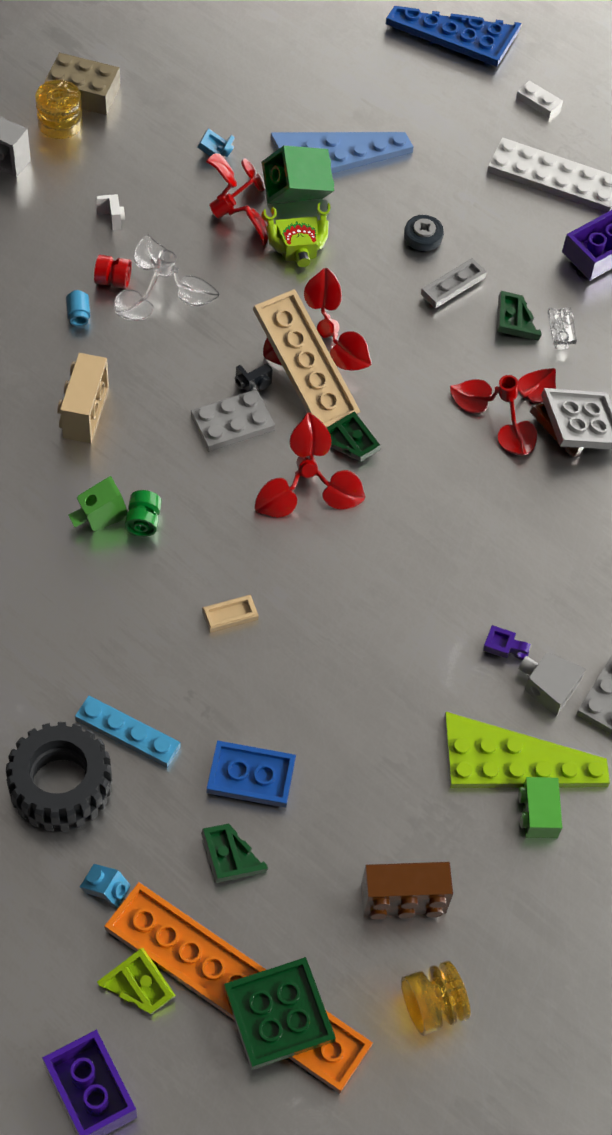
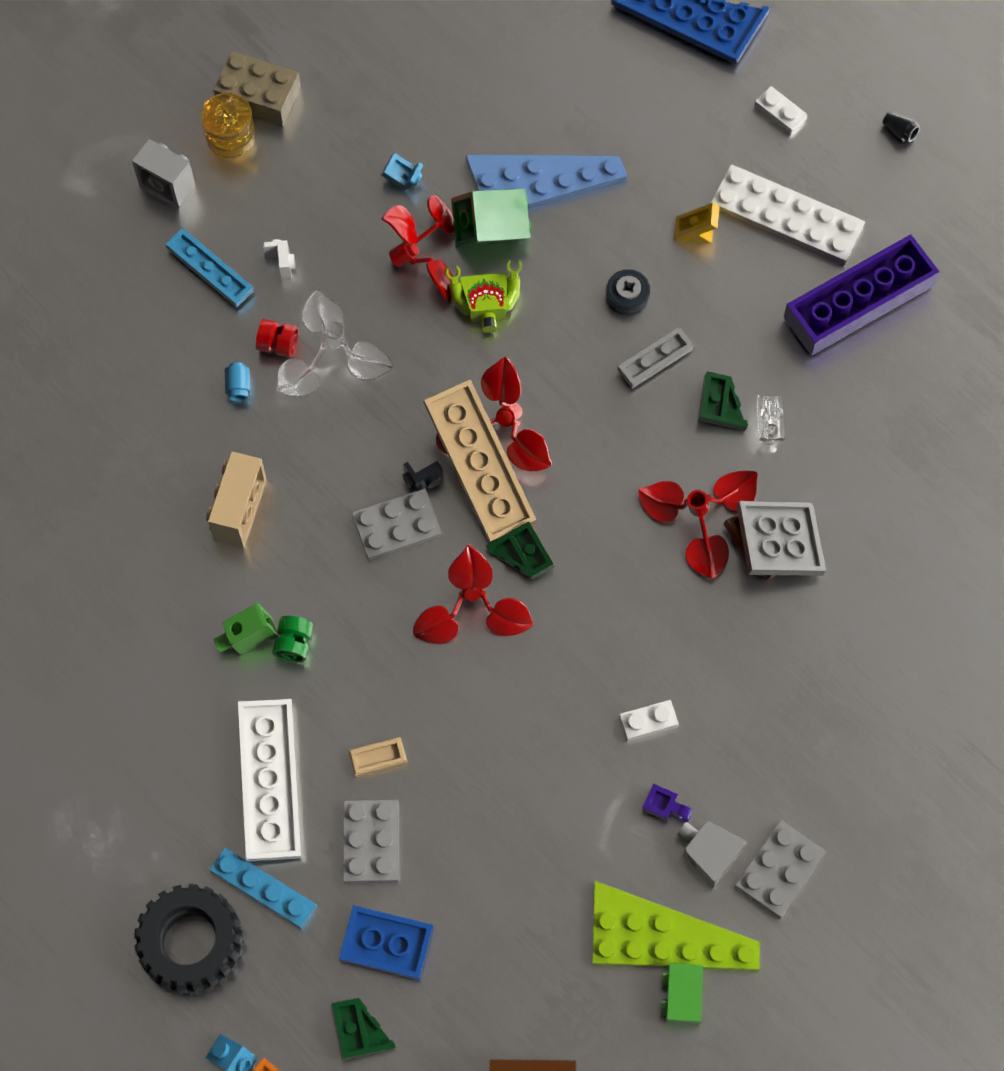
camera: 10 degrees right, 10 degrees up
(47, 219) = (209, 267): none -> dark azure plate
(128, 635) = (268, 780): none -> white plate
(229, 686) = (371, 841): none -> light grey plate
(479, 180) = (697, 224): none -> yellow slope
(480, 574) = (649, 720): none -> white plate

